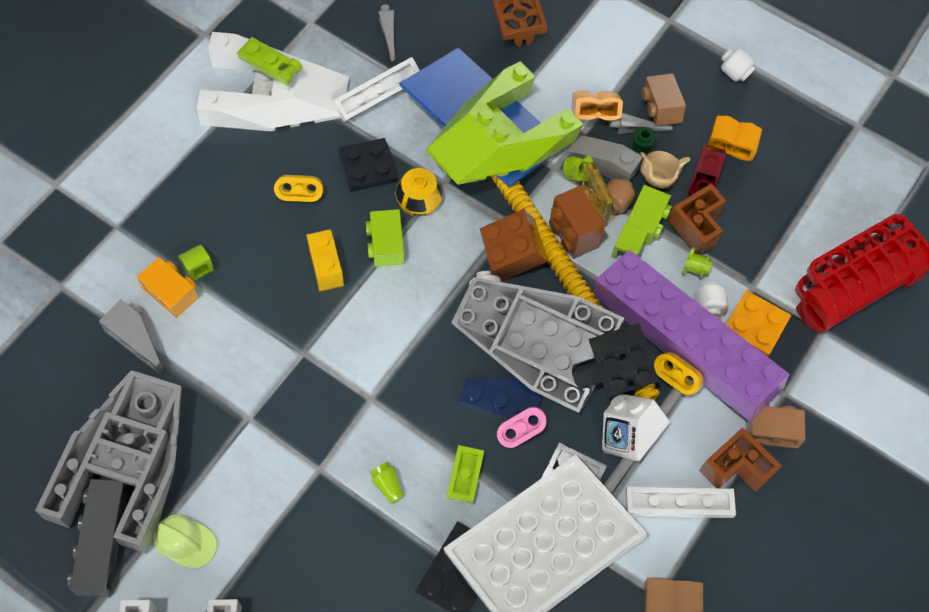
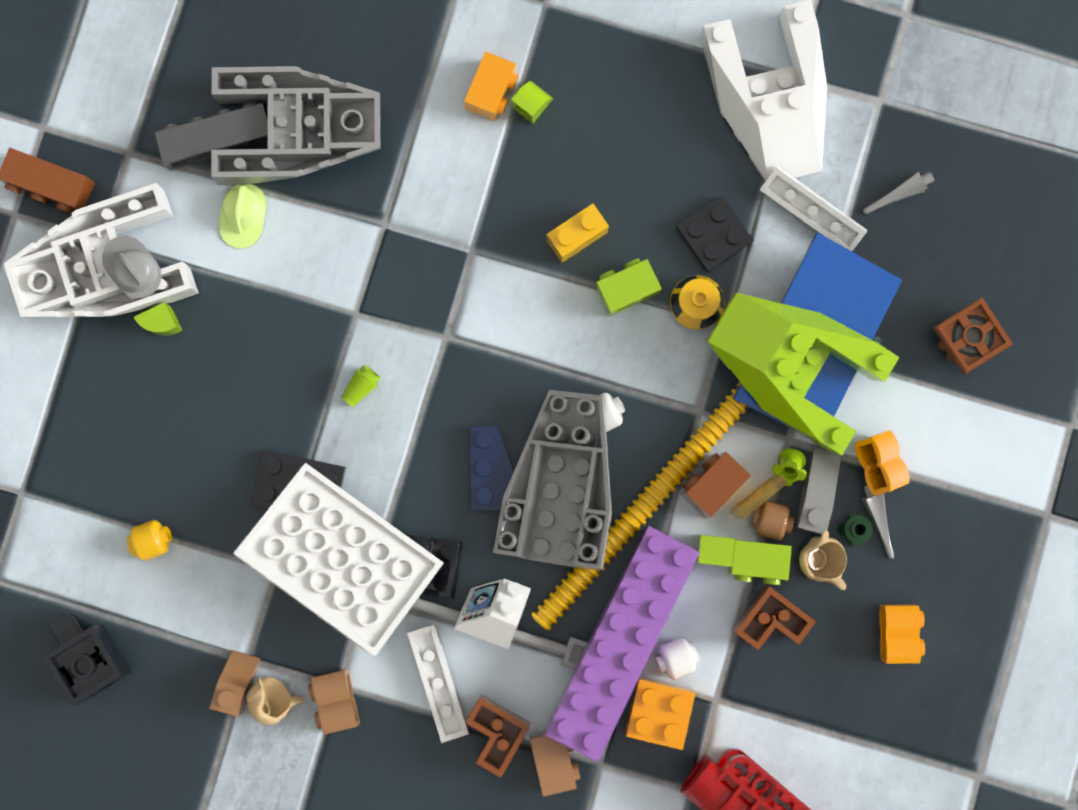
camera: 75 degrees right, 20 degrees up
(127, 327) = (429, 74): light grey slope -> none
(269, 61) = (791, 77): lime plate -> none
(299, 188) = (654, 172): yellow plate -> none
(465, 474) = (394, 459): lime plate -> none
(513, 244) = (662, 425): dark orange brick -> none
(522, 427) = (461, 502): bright pink plate -> none
(619, 362) = (552, 577): black brick -> none
(663, 99) = (920, 538): medium nougat brick -> none
(679, 373) = (570, 644): yellow plate -> none
(697, 264) = (717, 632): lime brick -> none
(707, 167) = (844, 613): dark red slope -> none
(737, 64) = (1006, 613): white head -> none

